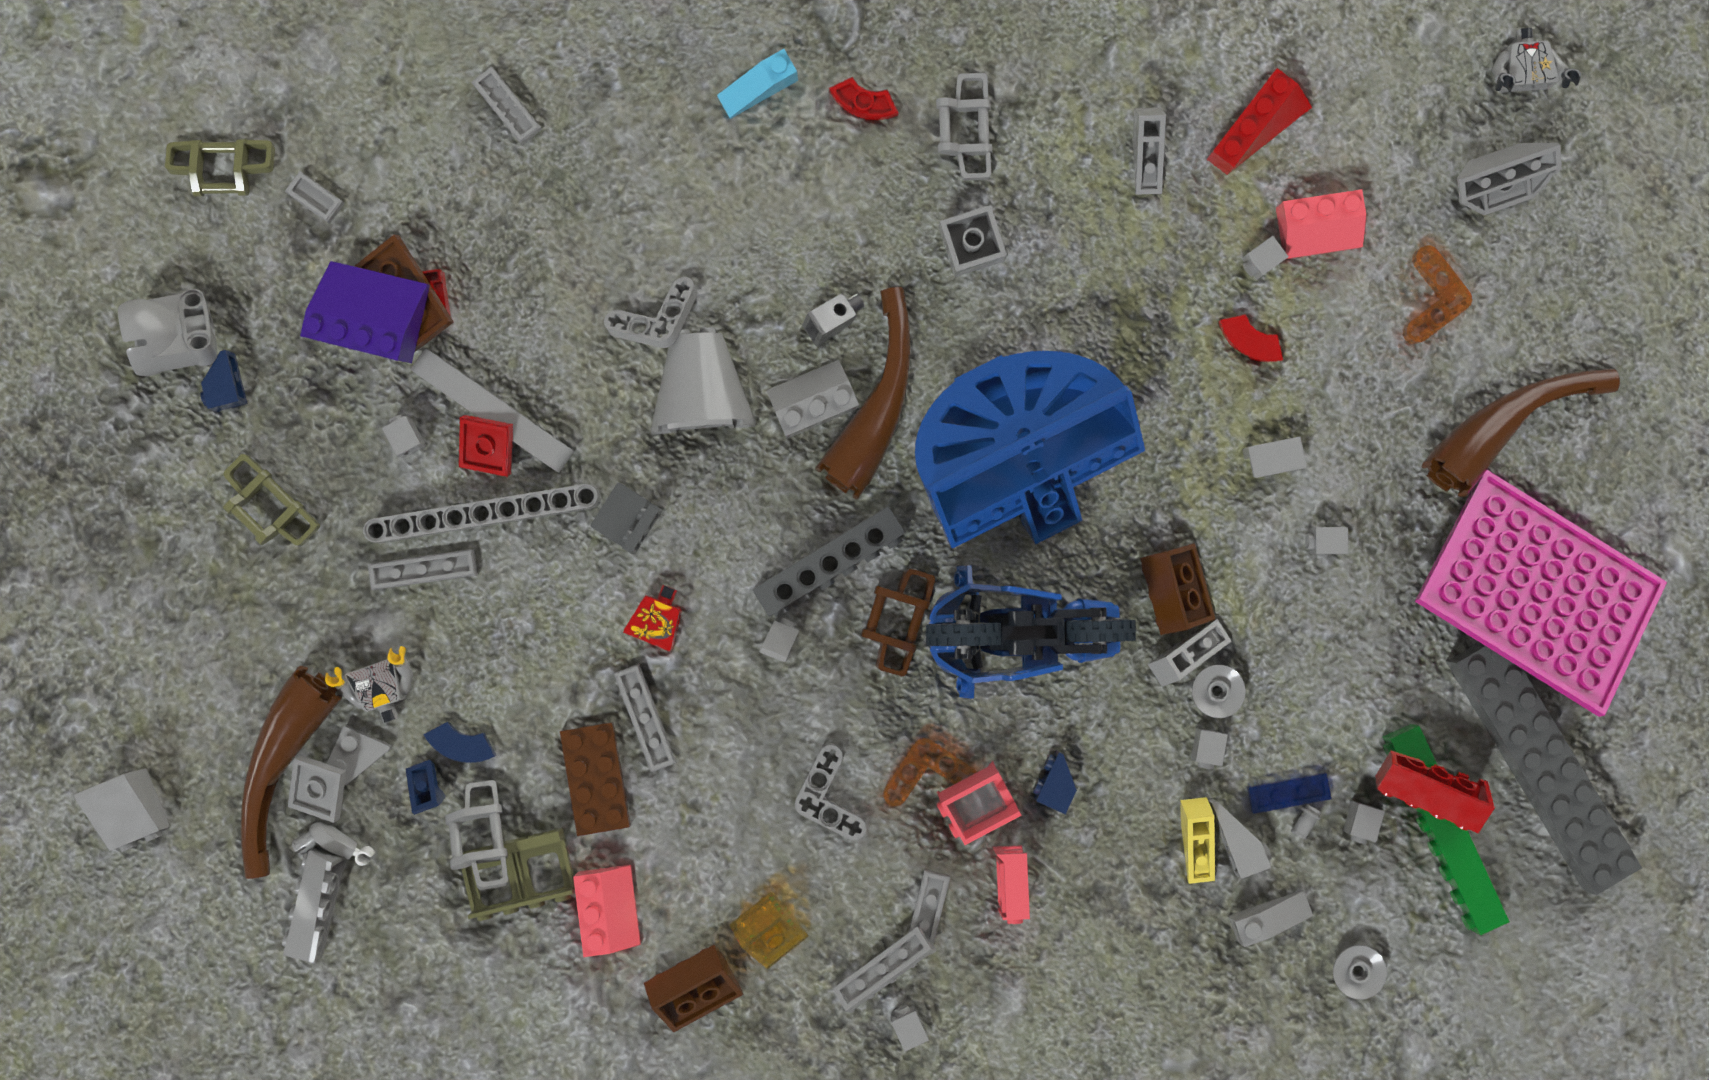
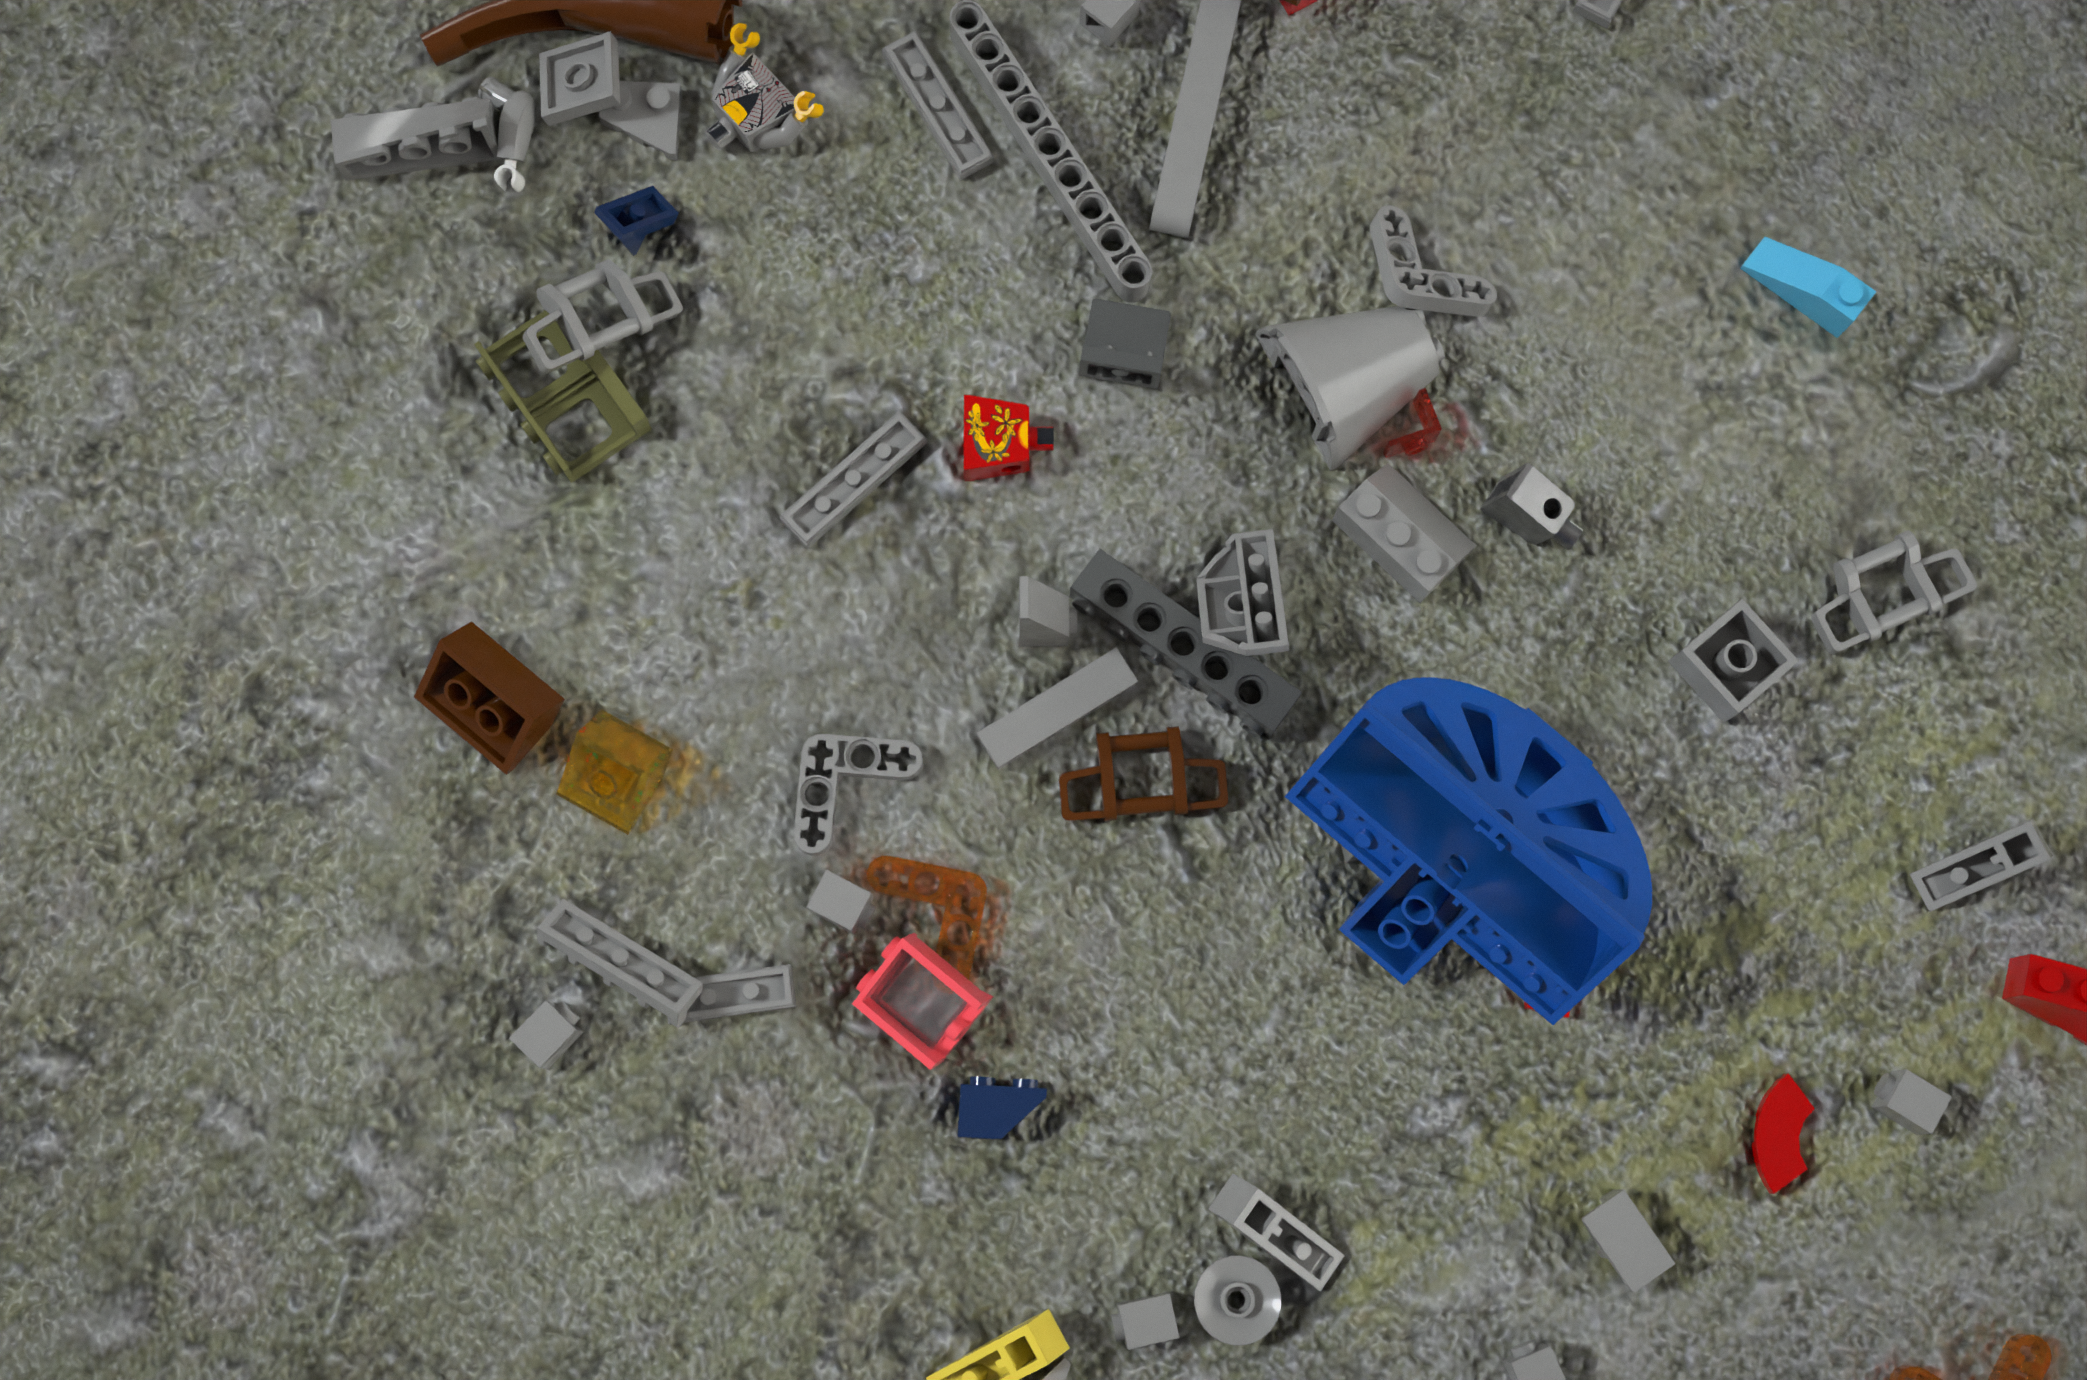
camera: 60 degrees right, 10 degrees down
(458, 745) = (712, 245): dark blue tile -> none
(485, 445) = (1145, 116): red tile -> none
(595, 779) = (739, 445): reddish brown plate -> none
(606, 910) = (556, 531): coral slope -> none
(762, 368) = (1417, 441): none -> clear red bracket
(818, 516) = (1243, 597): none -> light grey wedge
(836, 652) = (1057, 708): none -> light grey tile
(862, 102) = (1851, 436): red tile -> none
(865, 440) = (1385, 624): reddish brown brick -> none
(902, 826) = (842, 903): none -> light grey brick
(1012, 883) = (821, 1098): coral window -> none
(1033, 631) = (1215, 962): piece -> none
(1177, 589) = (1364, 1173): reddish brown slope -> none
(1322, 224) = (2003, 1169): coral slope -> none

